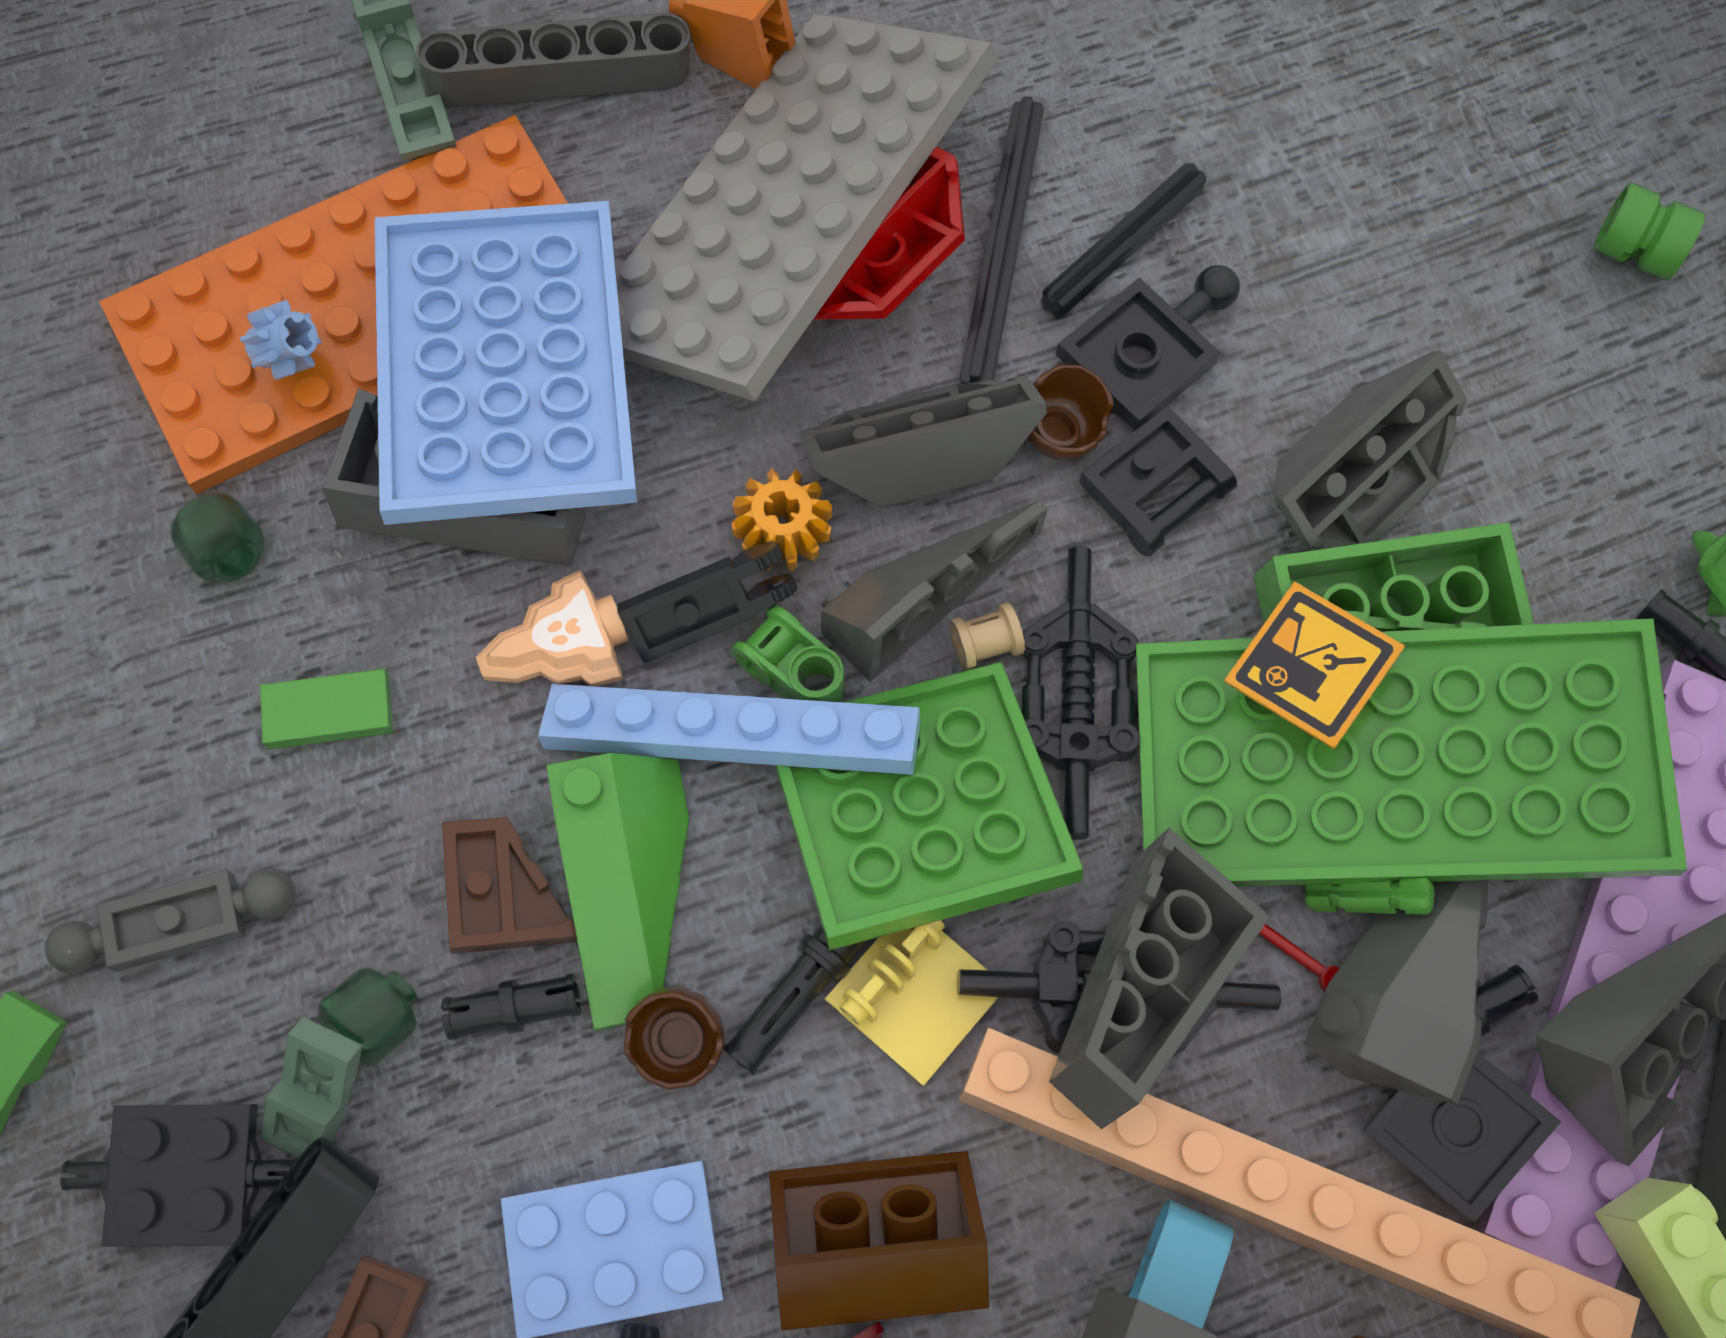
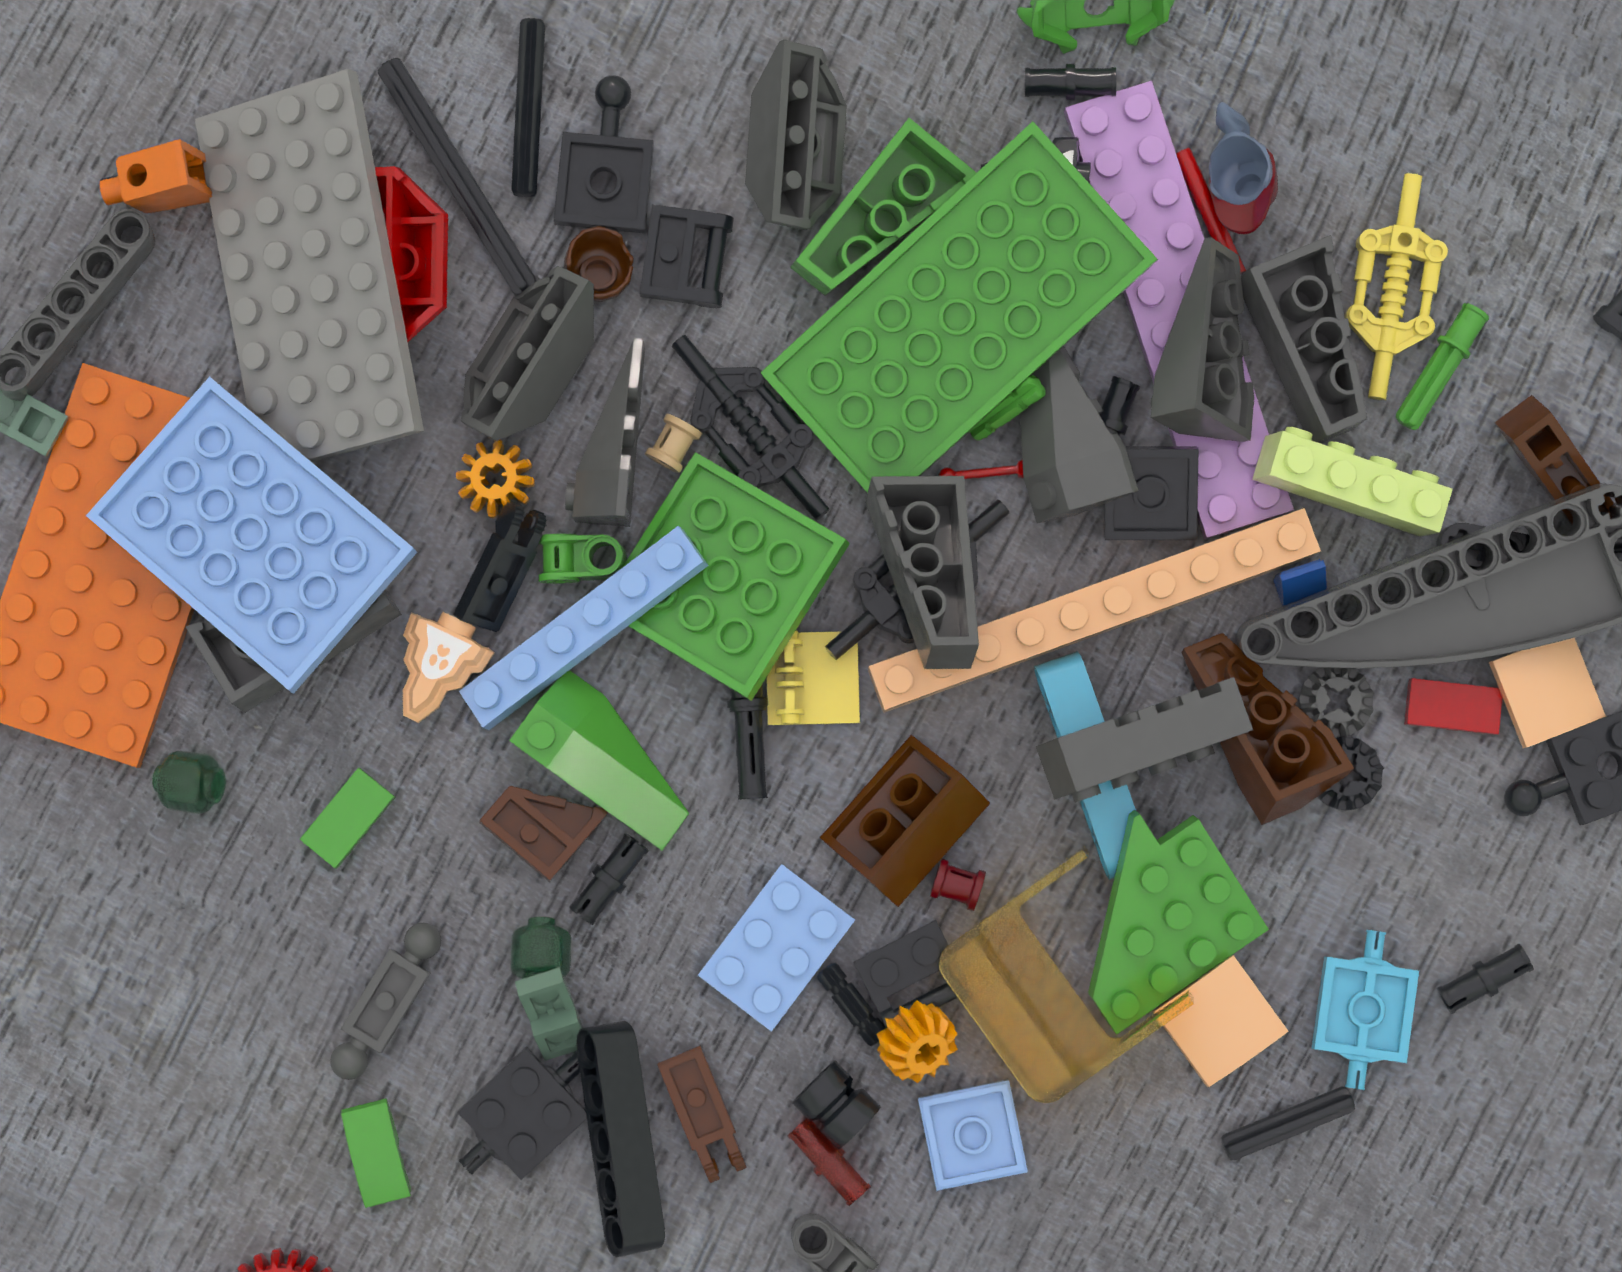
camera: 40 degrees left, 15 degrees up
(281, 340) = (110, 639): light blue gear -> none
(674, 1037) = (710, 817): reddish brown hair -> none
(1314, 664) = (871, 309): piece -> none

